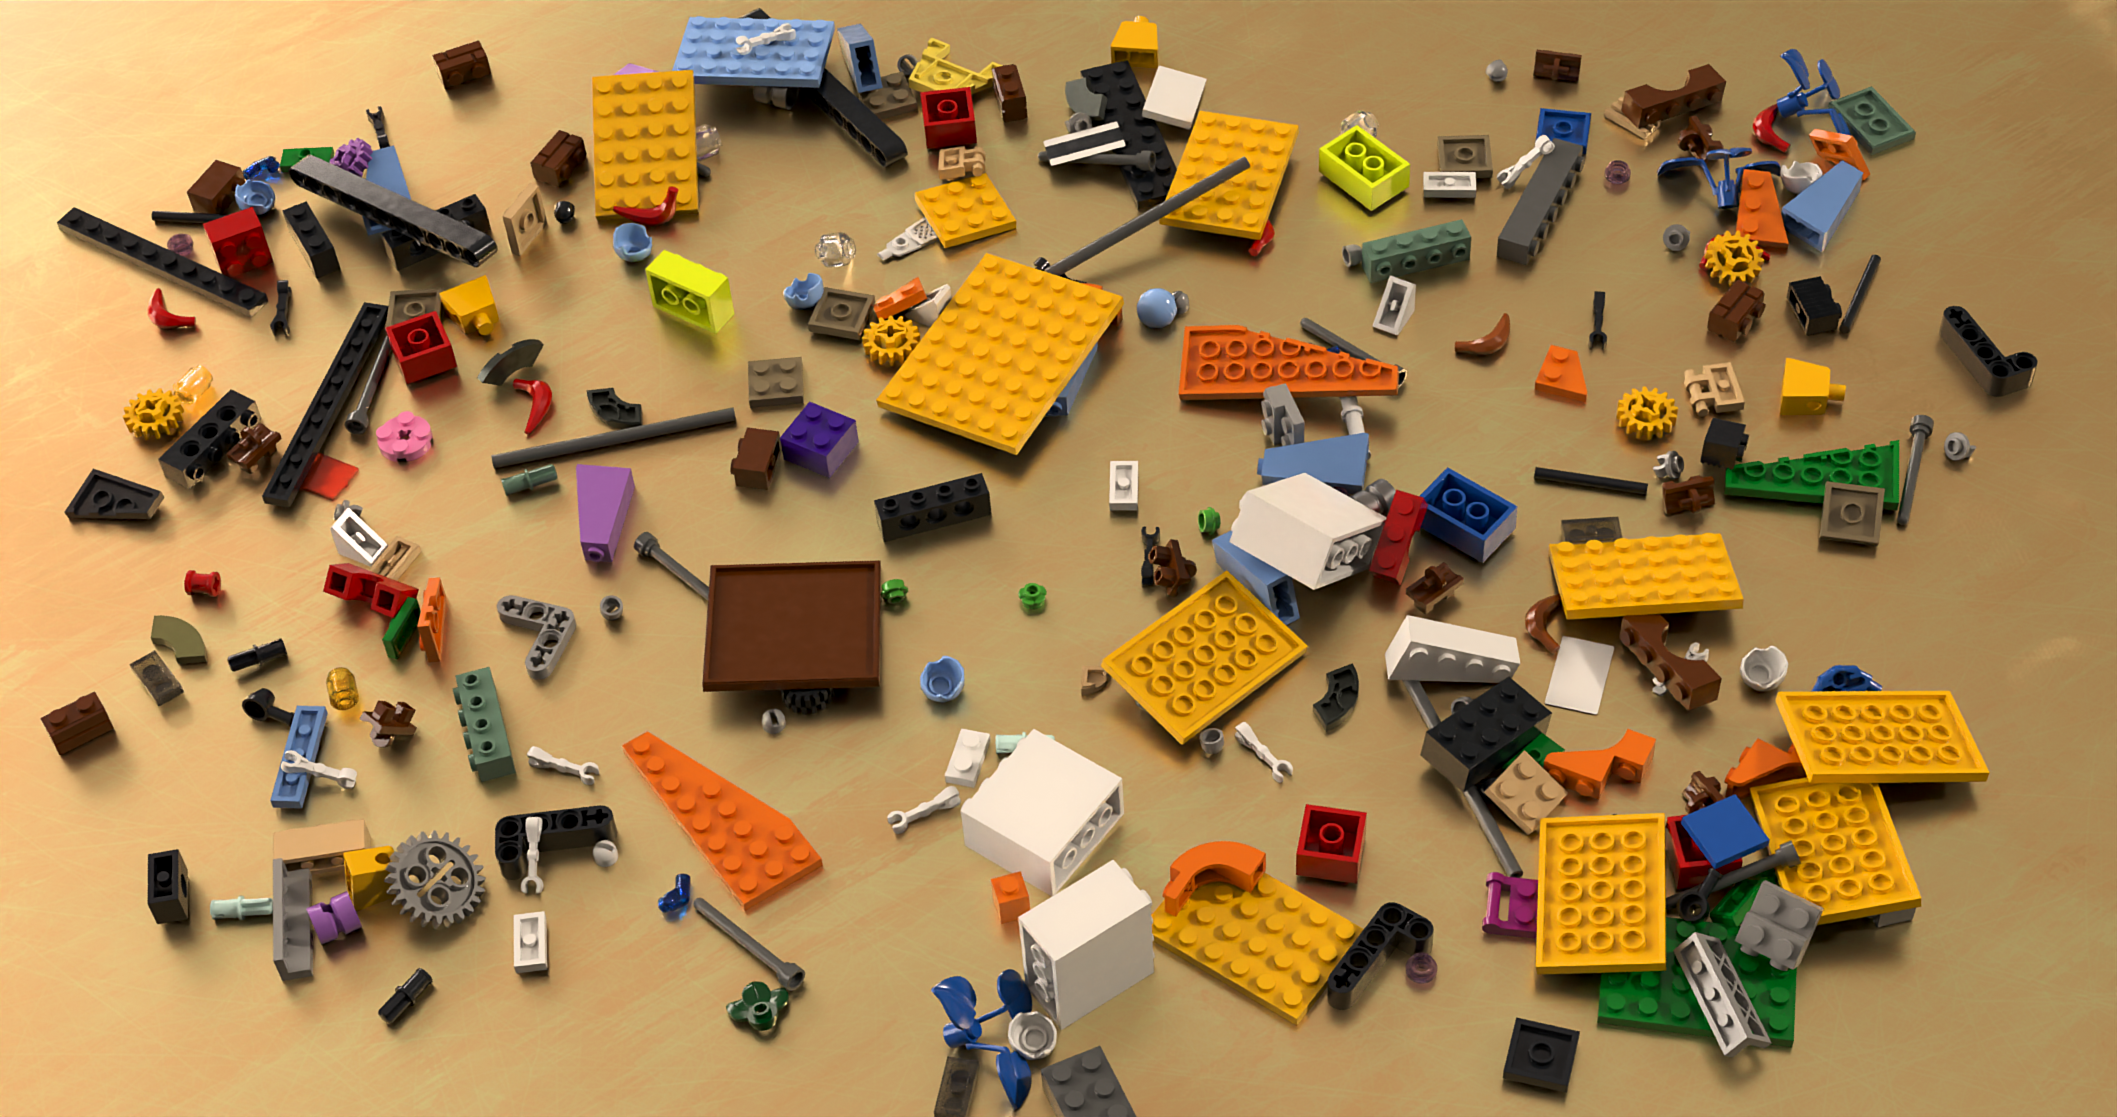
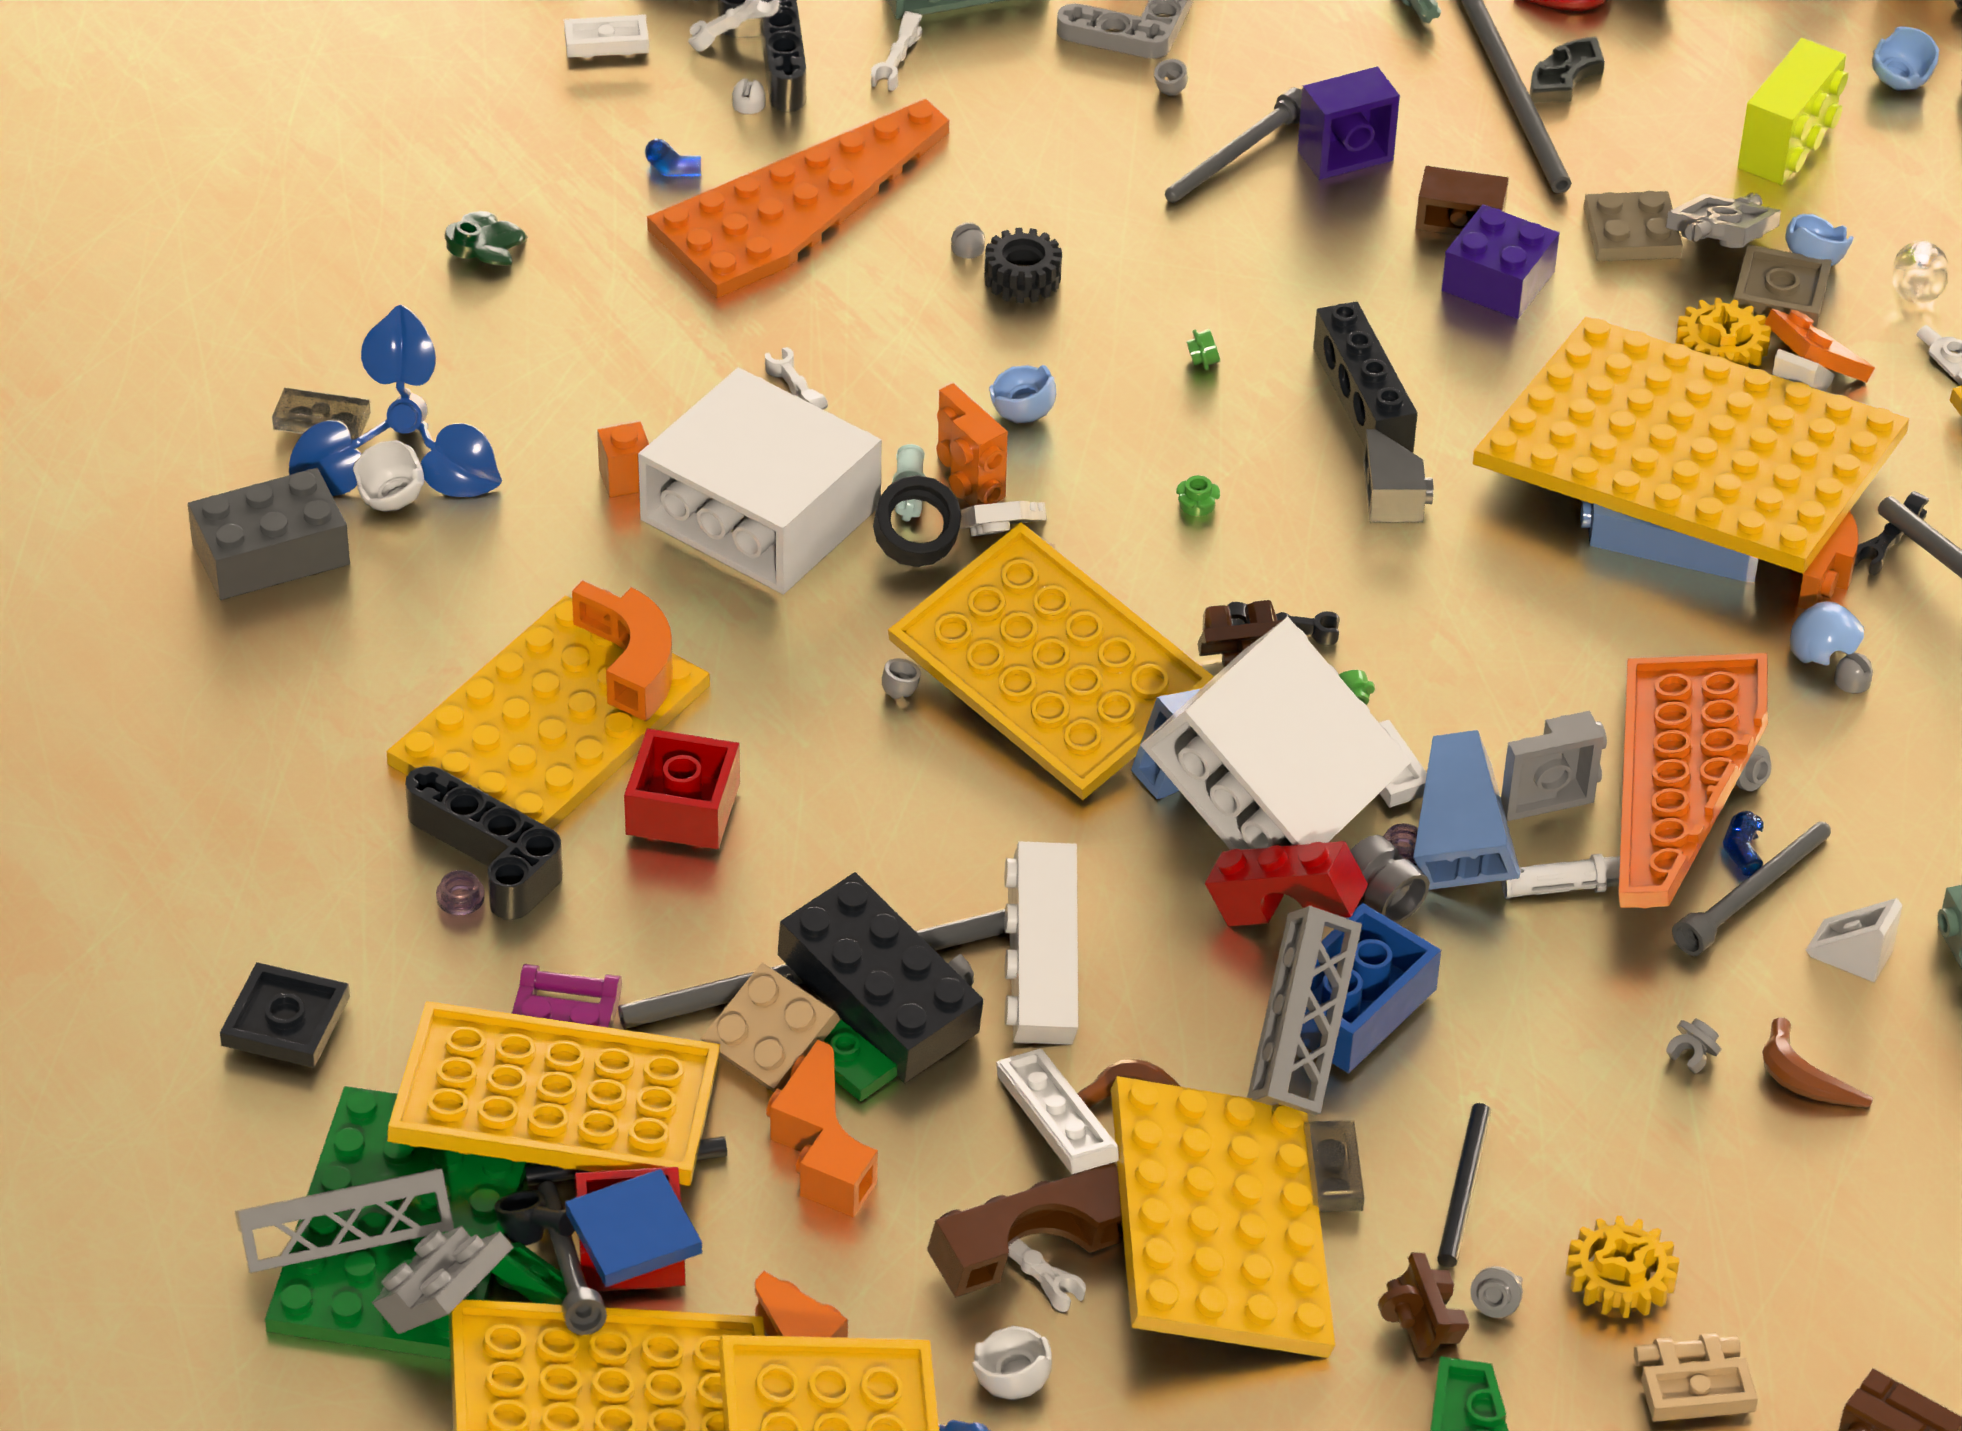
camera: 85 degrees right, 5 degrees down
(602, 507) = (1332, 50): medium lavender slope -> none
(684, 506) = (1348, 123): none -> dark purple brick
(786, 331) = (1726, 219): none -> light grey plate
(788, 974) = (527, 260): dark grey piece -> none
(793, 626) = (1128, 241): reddish brown tile -> none
(967, 758) = (895, 426): white plate -> none
(1011, 698) = (972, 447): none -> orange plate
(1022, 497) = (1394, 481): none -> dark grey slope
(1077, 682) = (997, 517): none -> white wing
(1082, 717) = (925, 490): none -> black tyre
(1087, 943) = (491, 487): white brick -> none
(1123, 485) = (1424, 594): white plate -> none
(1247, 737) = (908, 722): white piece -> none
(1340, 698) = (980, 831): pearl dark grey tile -> none
(1434, 586) = (1197, 940): reddish brown hips -> none
(1478, 376) = (1697, 1037): none -> light grey plate
(1509, 526) = (1287, 1007): none -> light grey fence
(1562, 374) = (1726, 1166): orange wing -> none
(1577, 649) = (1057, 1111): none -> white tile
(1579, 675) = (1000, 1133): white sticker -> none
(1598, 306) = (1905, 1230): black piece -> none
(1702, 792) = (721, 1268): reddish brown hips -> none
(1724, 443) = (1536, 1354): black brick -> none

